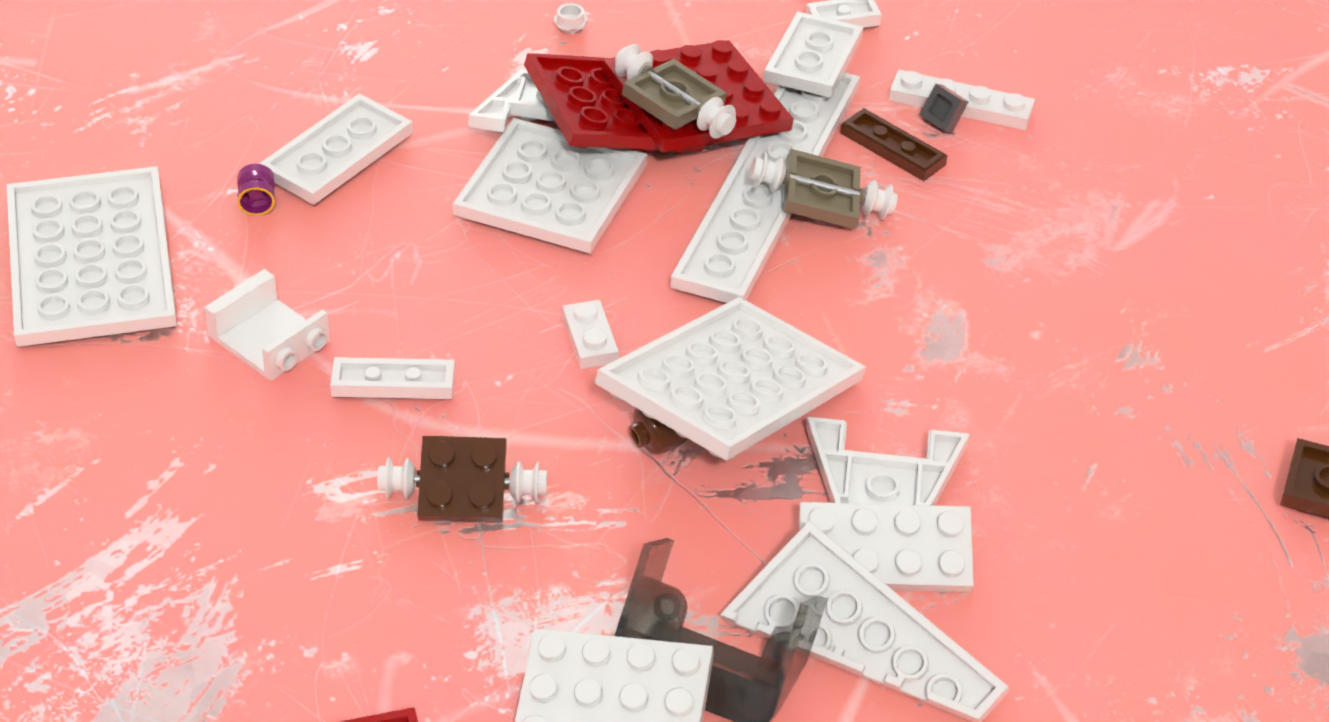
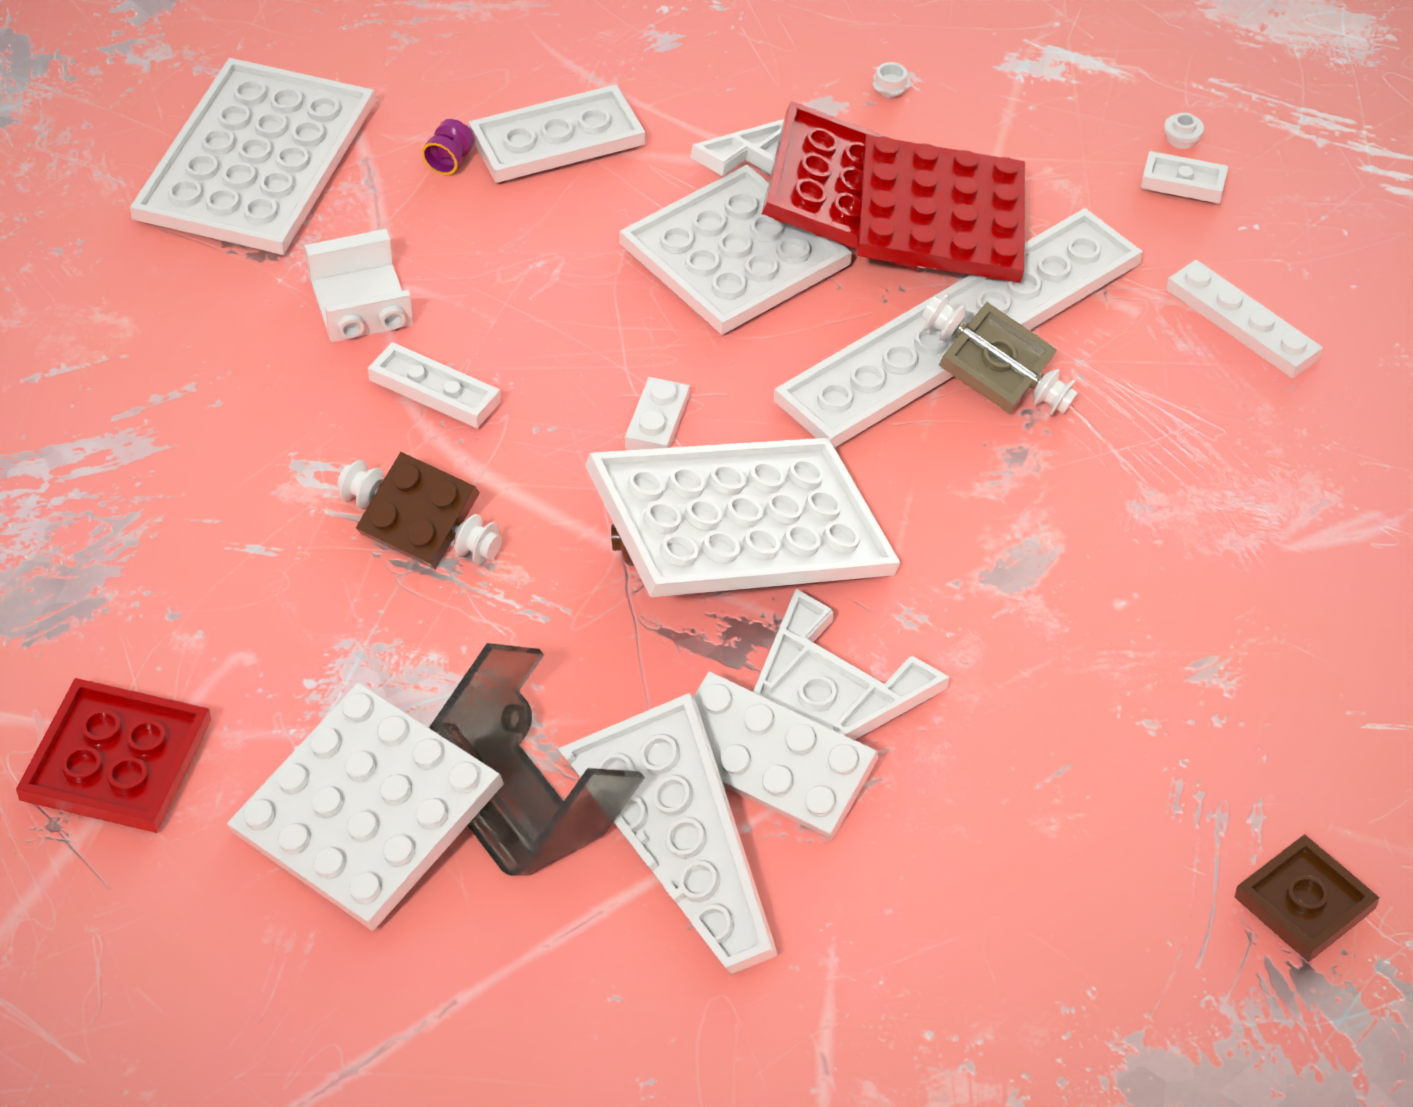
camera: 30 degrees right, 5 degrees up
(673, 92) = (897, 196): dark tan plate -> none
(813, 54) = (1103, 208): white plate -> none
(894, 144) = (1129, 339): reddish brown tile -> none
(944, 108) = (1208, 320): dark grey plate -> none

